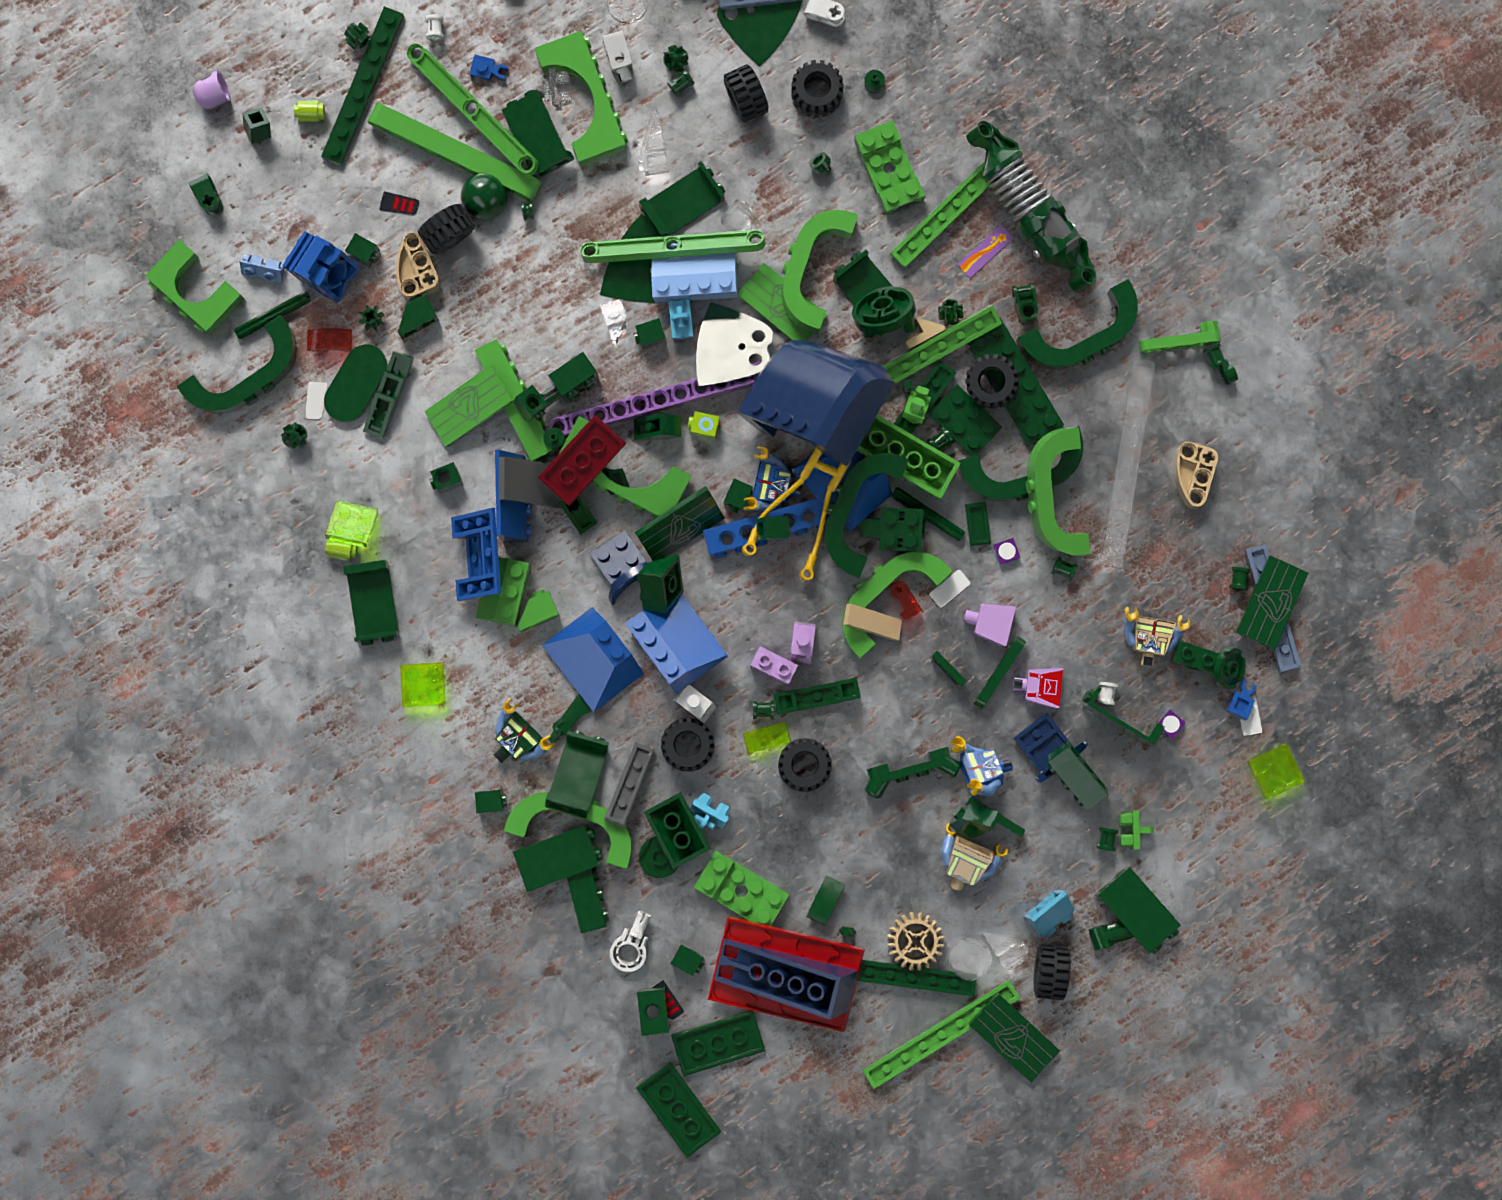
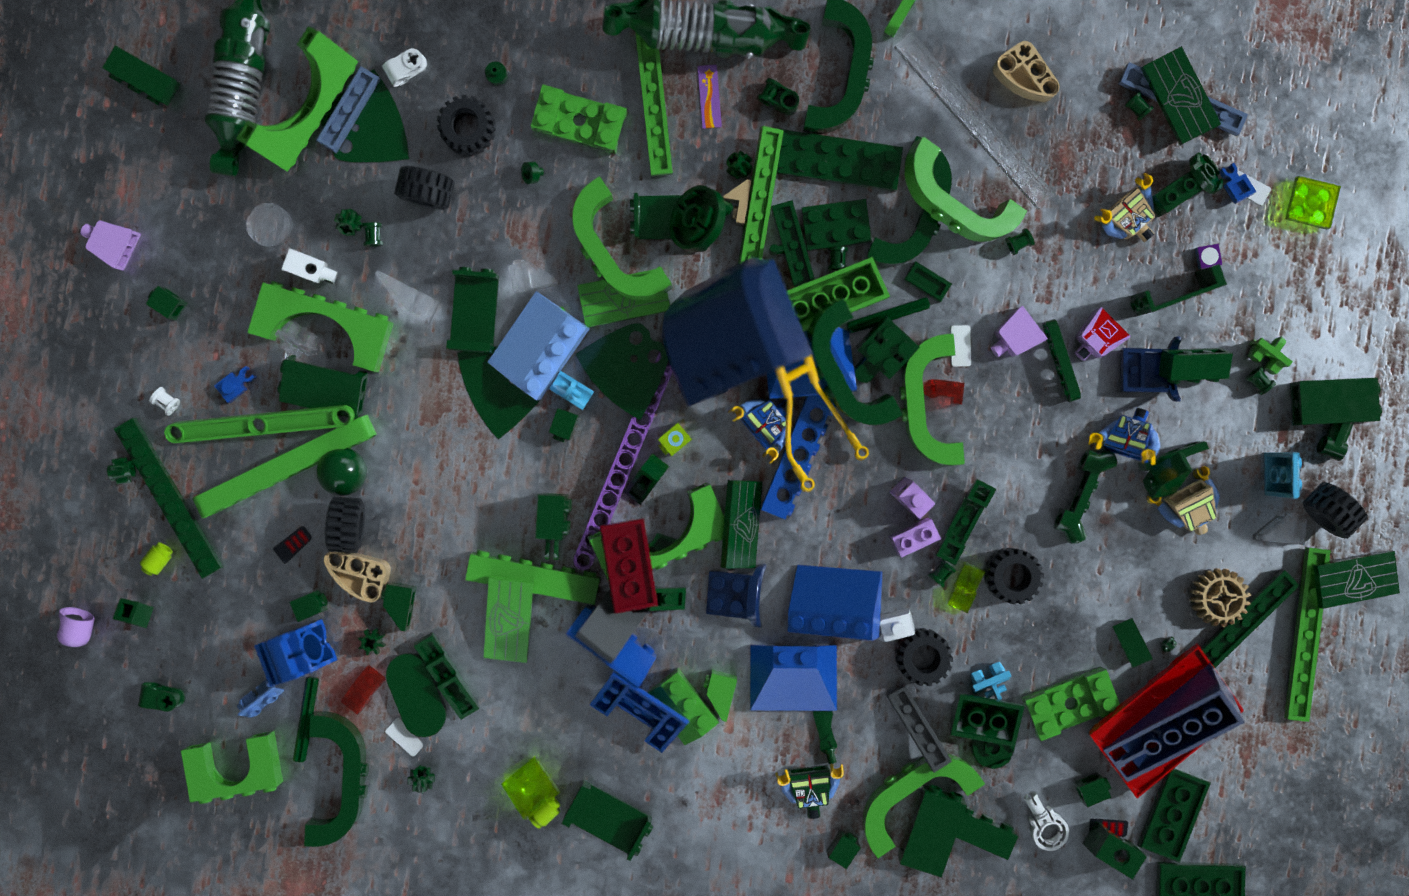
camera: 55 degrees left, 5 degrees up
(422, 684) = (707, 830): clear neon green plate -> none
(455, 478) = (552, 673): dark green brick -> none
(527, 210) = (381, 444): dark green bush -> none
(534, 396) = (540, 563): dark green brick -> none
(557, 442) = (590, 566): dark green tile -> none
(577, 774) = (879, 764): dark green panel -> none
(615, 319) = (528, 443): clear slope -> none
(660, 584) = (779, 578): dark green slope -> none
(687, 246) = (515, 336): bright green beam -> none
(736, 495) = (753, 458): dark green brick -> none
(772, 528) = (807, 453): dark green brick -> none
(872, 622) = (943, 431): tan tile -> none
(917, 405) = (797, 254): bright green hips -> none
(948, 669) = (1026, 399): dark green tile -> none
(970, 958) = (1268, 564): clear tile -> none
(979, 368) = (845, 181): black tyre -> none
(1006, 551) = (968, 276): tile -> none
(1107, 693) = (1144, 283): white bush -> none

